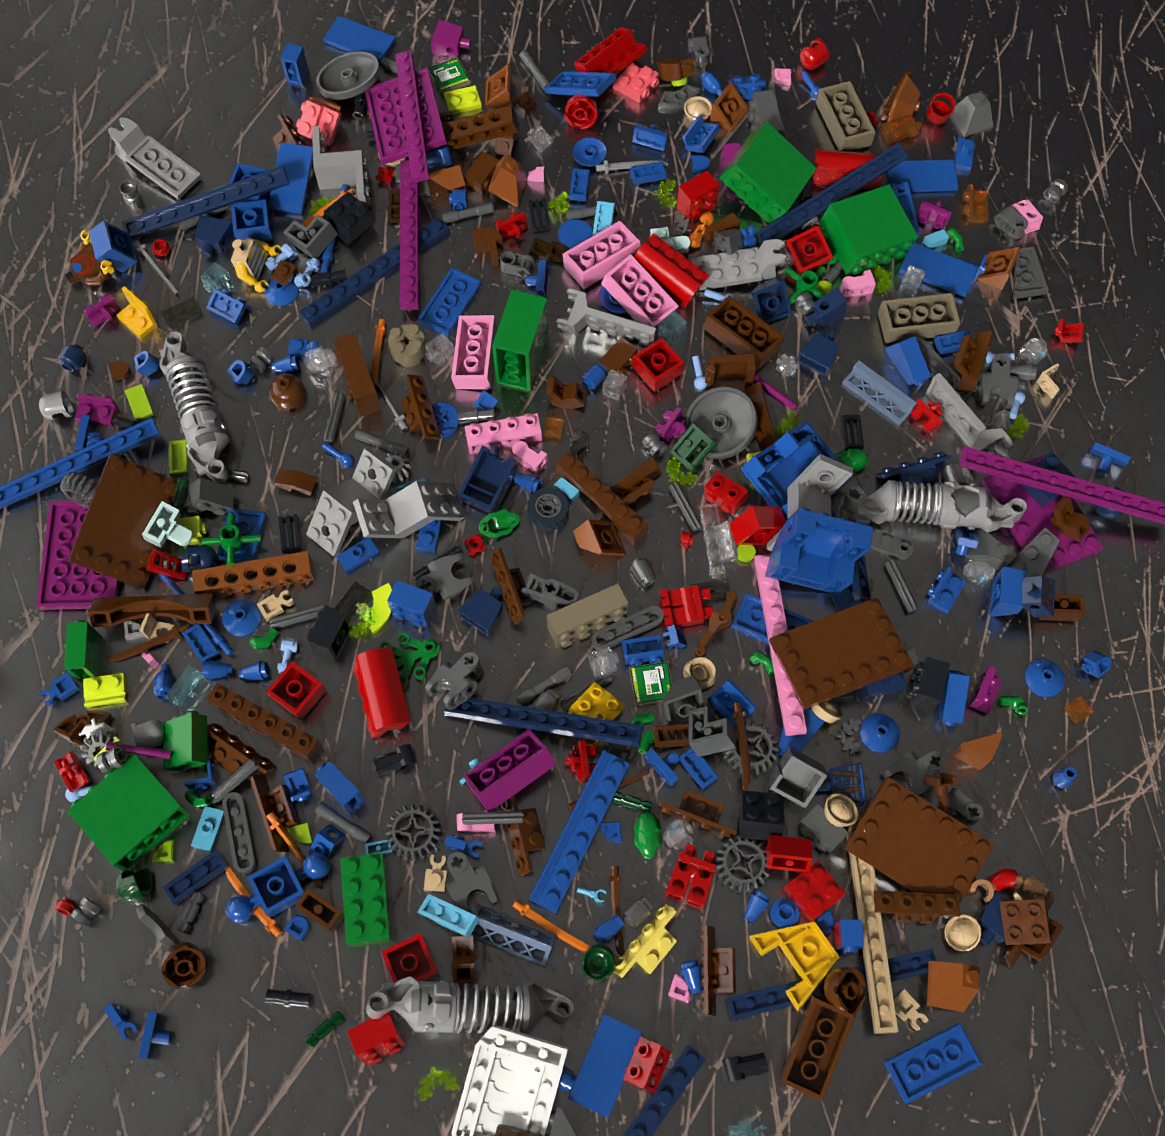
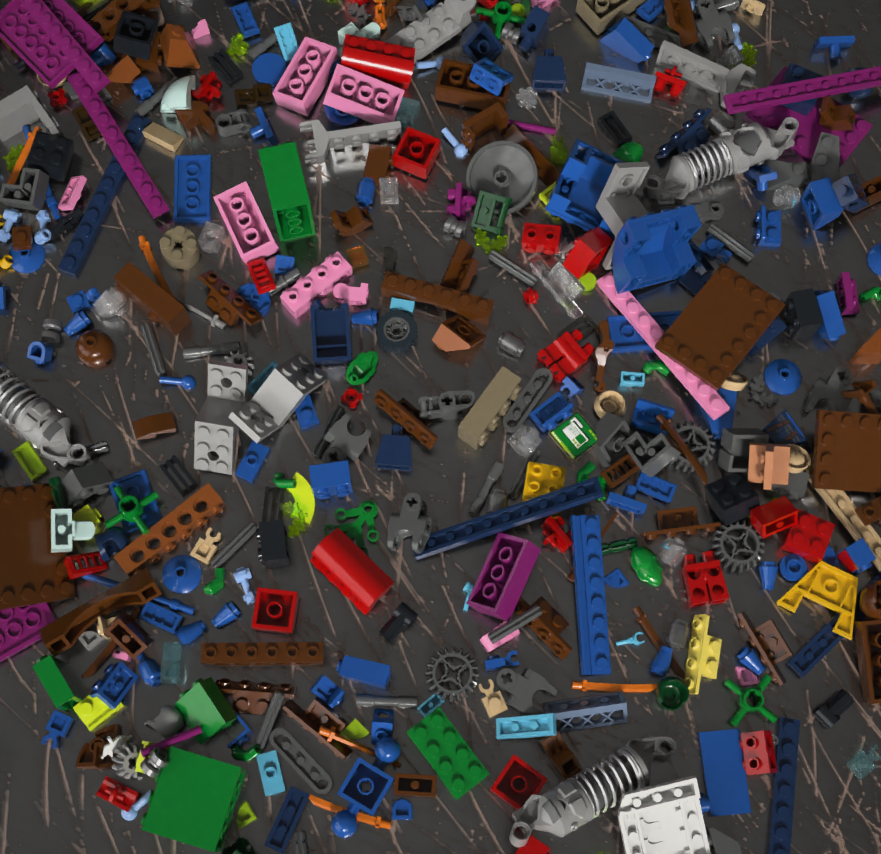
camera: 30 degrees left, 5 degrees up
(127, 678) = (114, 684): none -> blue bracket
(163, 642) = (128, 635): none -> reddish brown brick
(348, 257) = (72, 193): none -> bright pink plate
(370, 584) = (283, 483): none -> green arm
(451, 247) = (163, 136): none -> tan slope
(460, 399) = (260, 274): none -> red slope
(474, 151) = (135, 35): none -> black brick
(482, 218) = (178, 95): none -> light aqua brick
(672, 1004) = (758, 700): none -> green bar
(734, 660) = (632, 379): none -> medium azure piece
(761, 329) = (490, 76): none -> blue bracket
(811, 802) = (769, 464): none -> nougat bracket
(881, 582) = (714, 248): none -> blue plate

